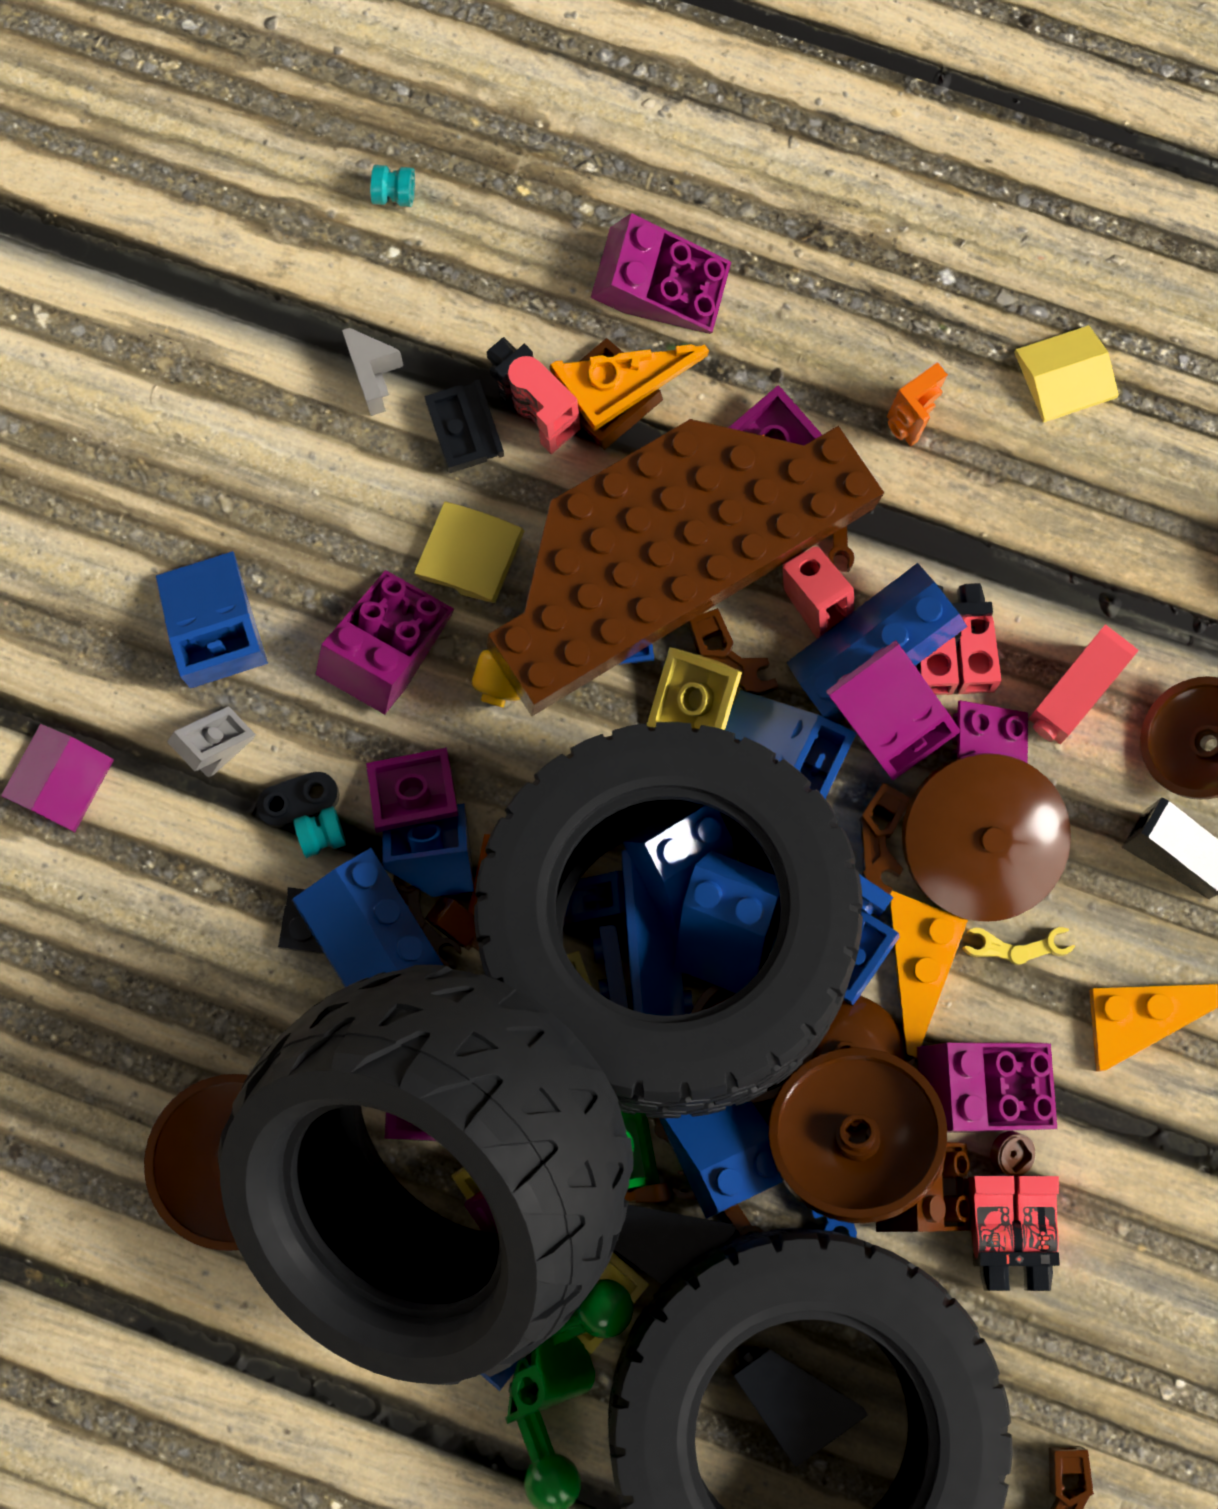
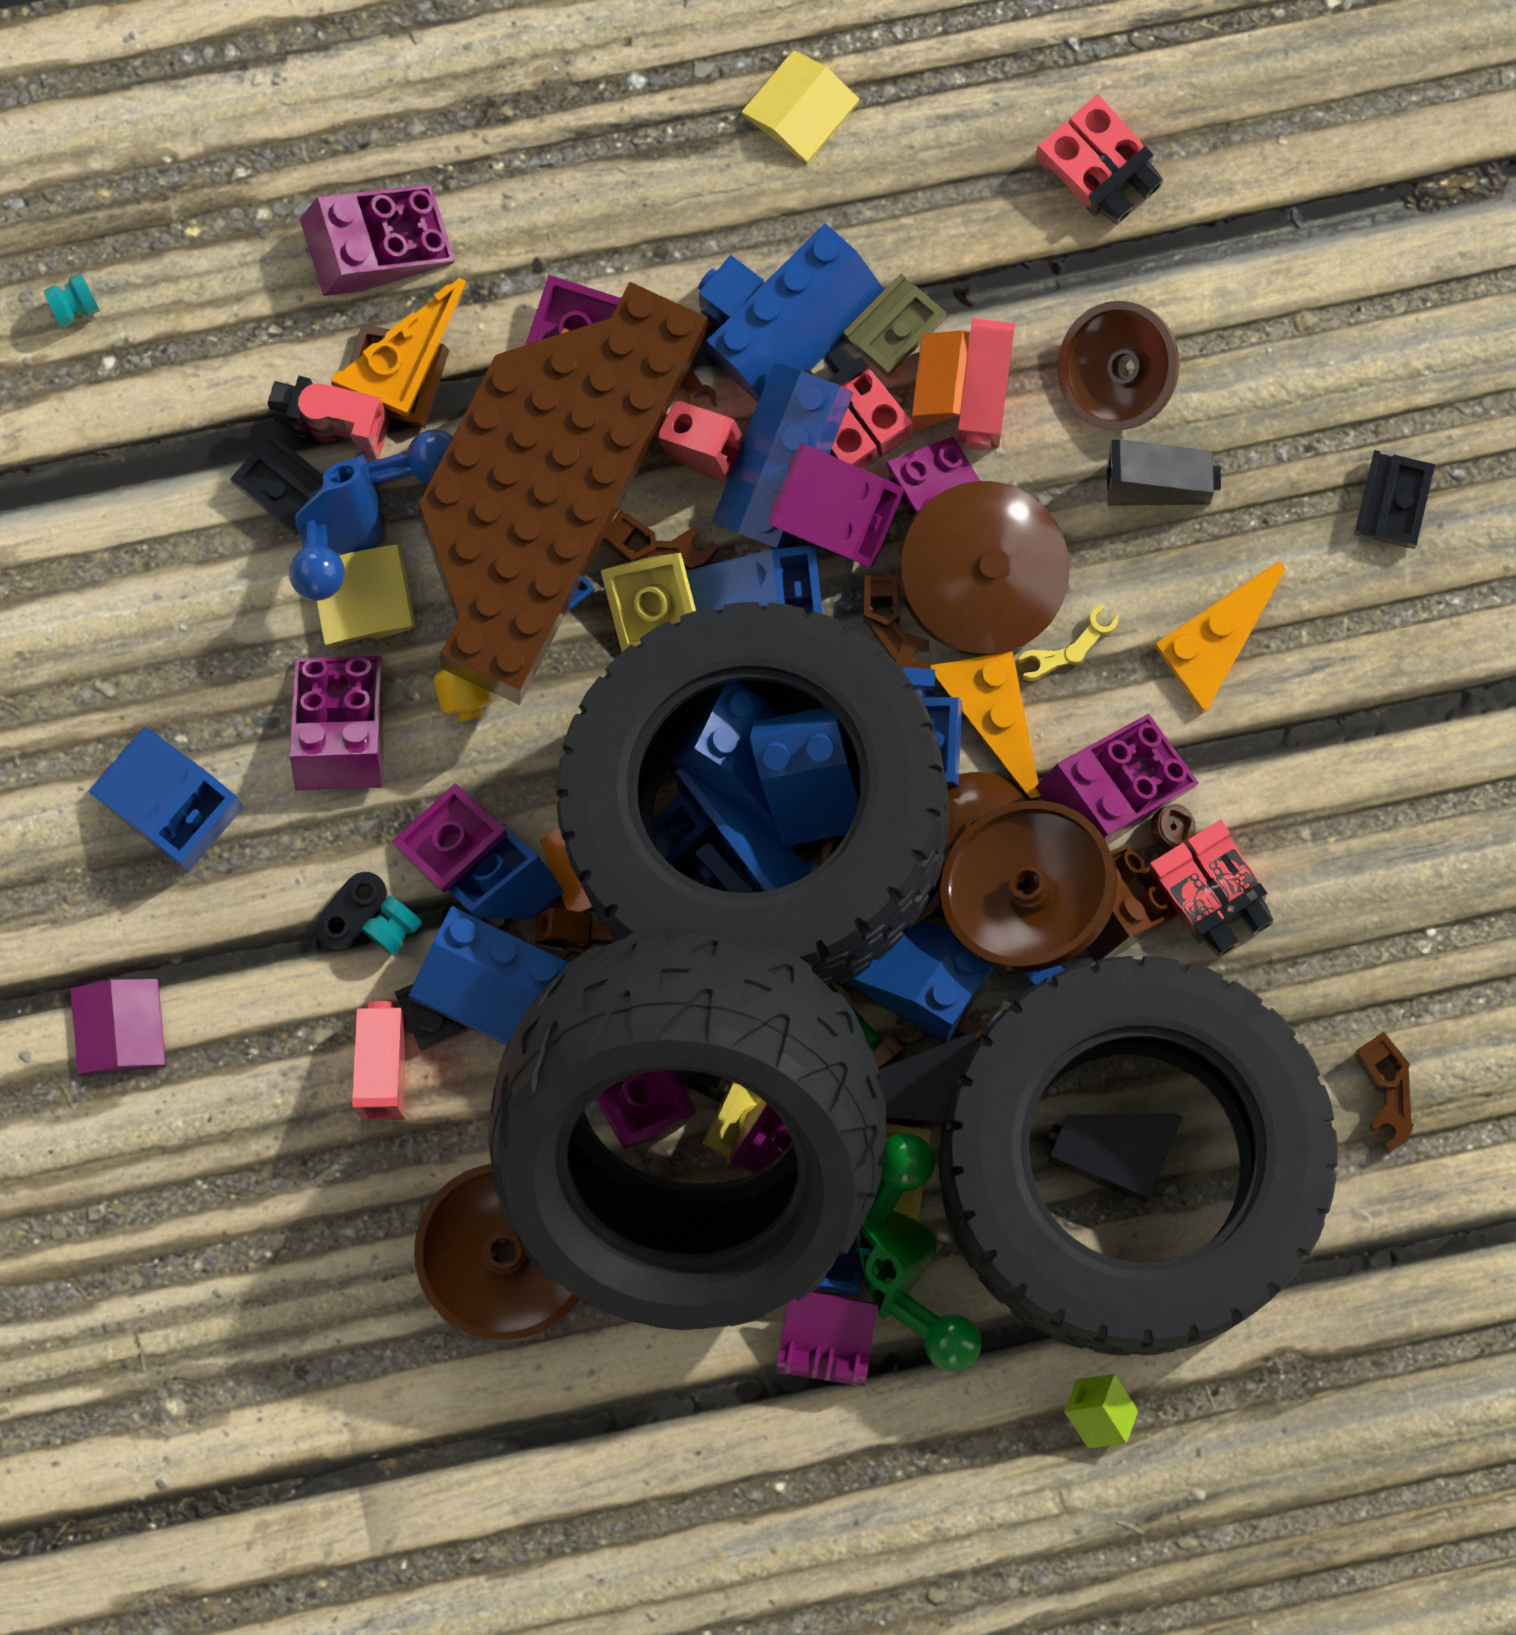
camera: 30 degrees left, 0 degrees up
(211, 740) = (241, 905): light grey slope -> none
(236, 938) = (379, 1062): none -> coral slope
(370, 361) = (154, 476): light grey slope -> none
(451, 1416) = (827, 1338): none -> magenta hinge
(496, 479) = (348, 512): none -> blue piece
(914, 403) = (681, 227): orange bracket -> none
(915, 487) = (726, 290): none -> blue brick
(961, 534) = (795, 312): none -> blue slope
(1035, 593) = (894, 325): none -> olive plate
(1046, 657) = (939, 378): none -> orange slope

